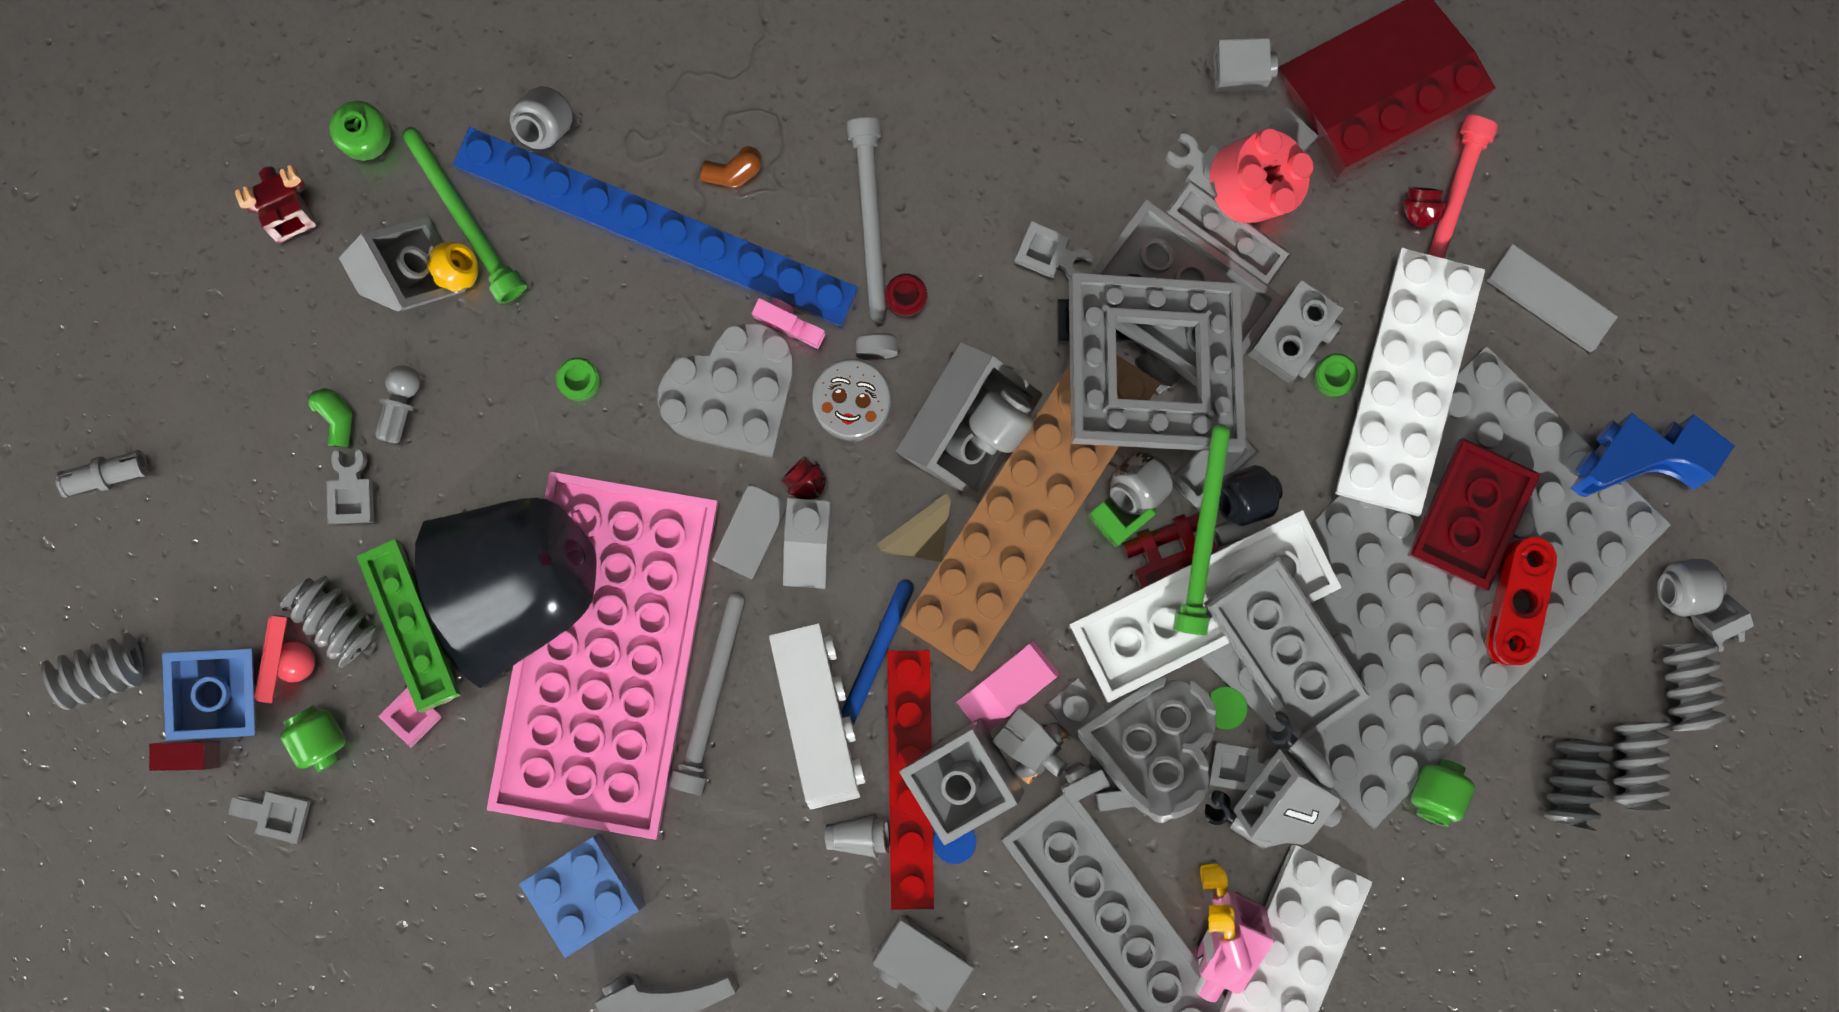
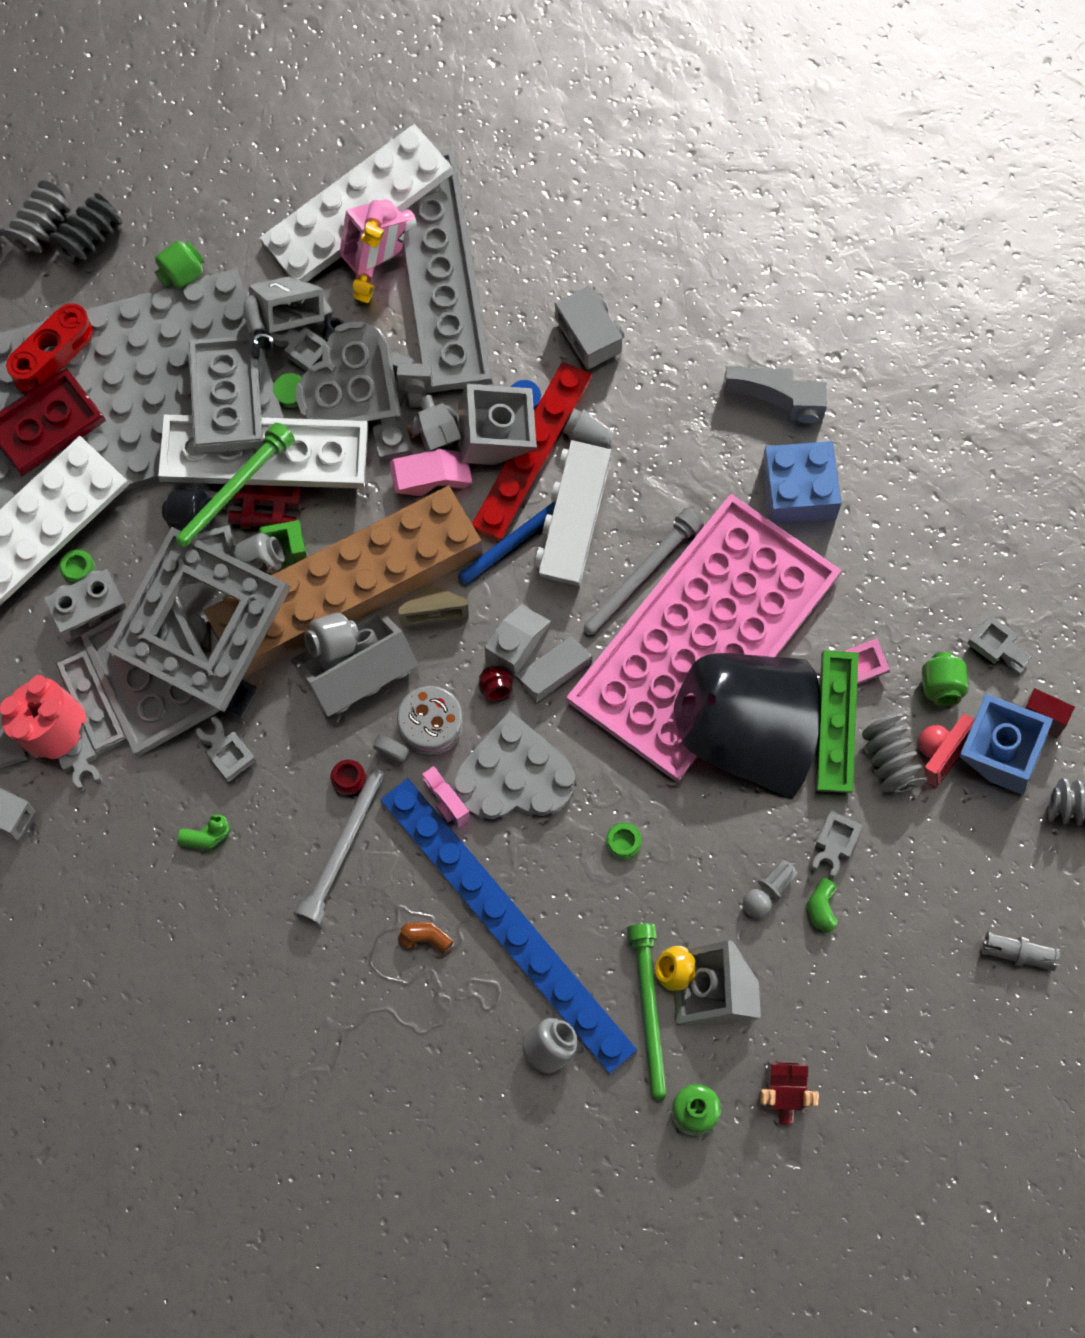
camera: 155 degrees left, 15 degrees down
(1017, 153) = (206, 838): none -> bright green arm

